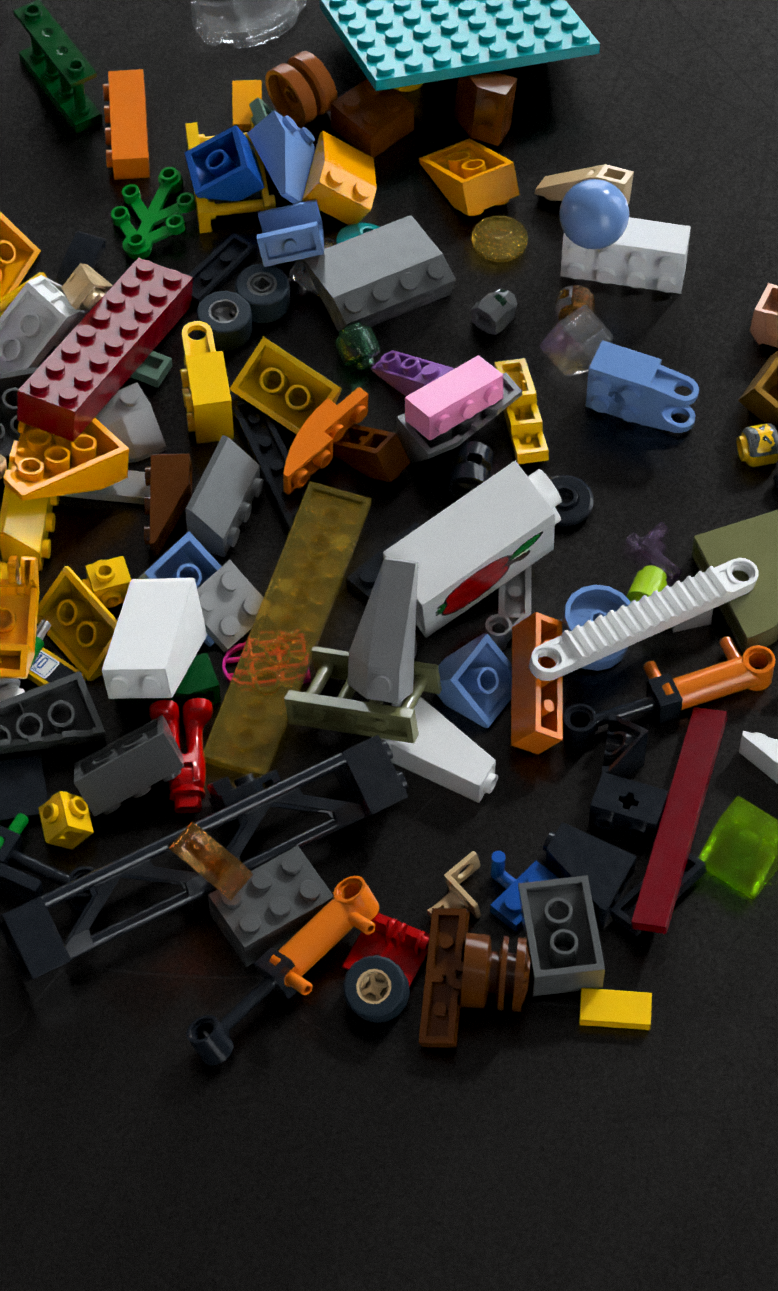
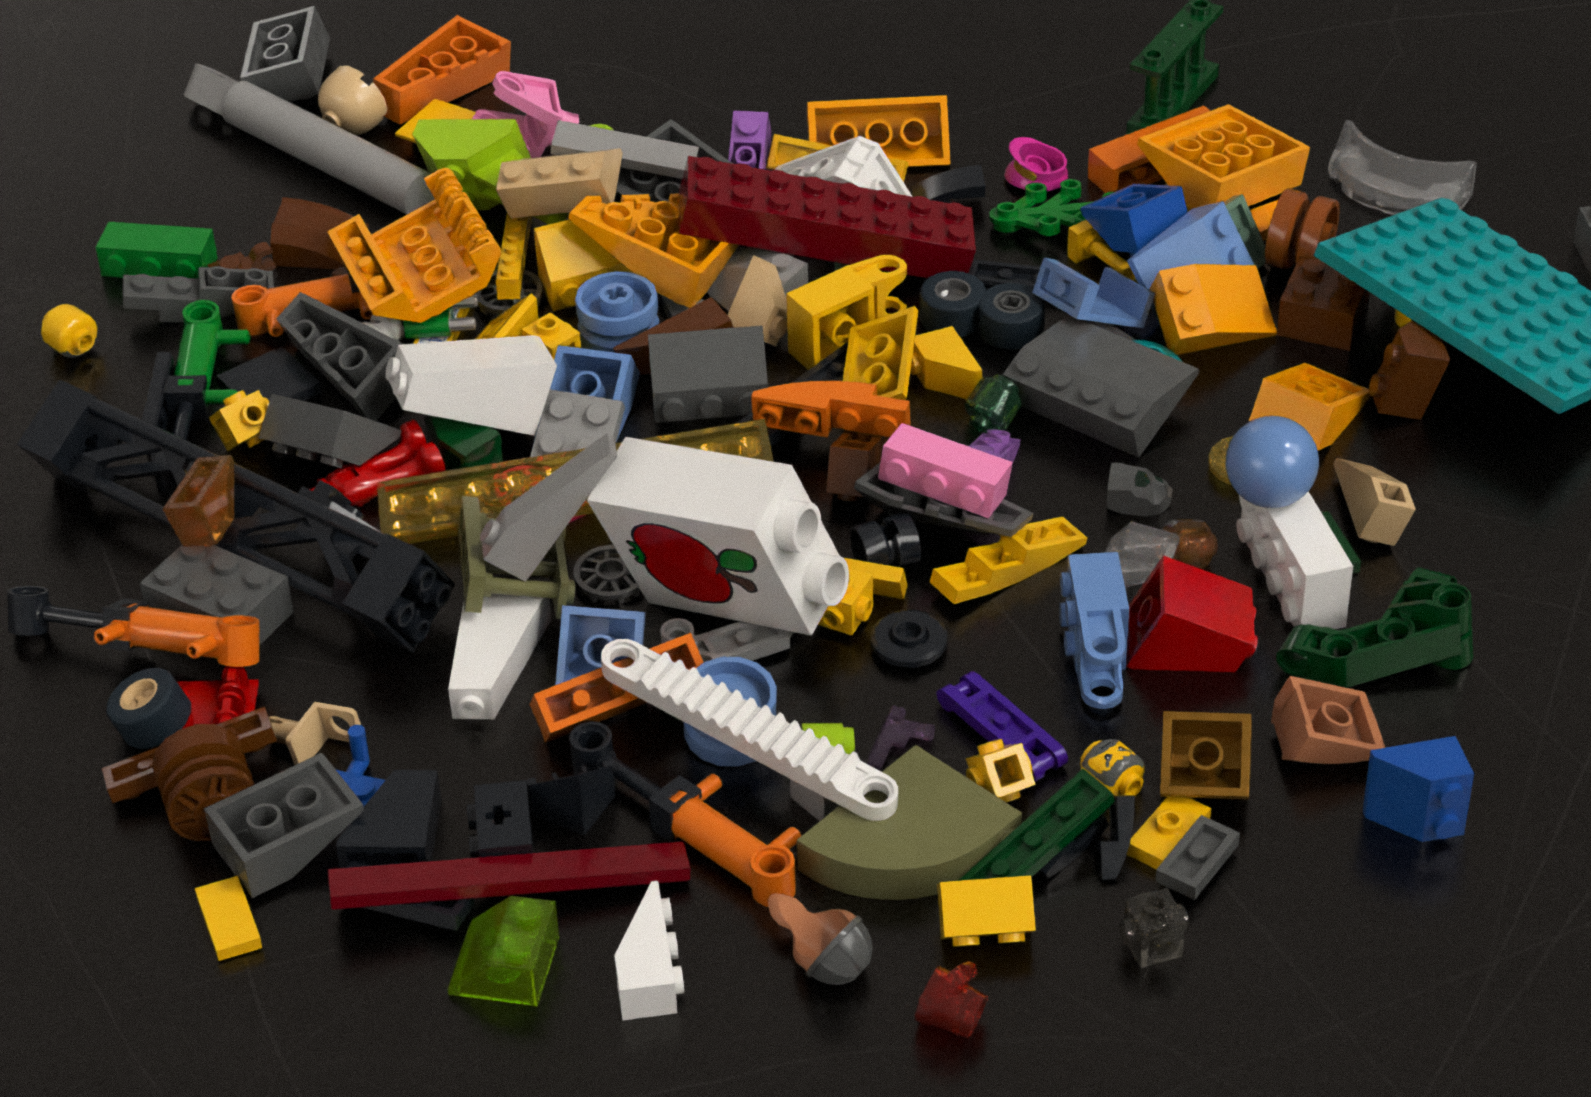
camera: 65 degrees right, 15 degrees down
(85, 287) = (892, 175): tan slope -> none
(90, 202) = (1035, 164): none -> dark pink piece
(102, 525) = (615, 309): none -> medium blue wheel
(160, 431) = (761, 301): none -> tan slope
(191, 88) = (1226, 157): none -> light orange slope
(305, 346) = (945, 363): none -> yellow slope
(657, 329) = (1190, 621): none -> red slope
(681, 485) = (999, 718): none -> dark purple plate
(728, 222) = (1421, 626): none -> dark green connector
(737, 501) = (1012, 768): none -> yellow brick

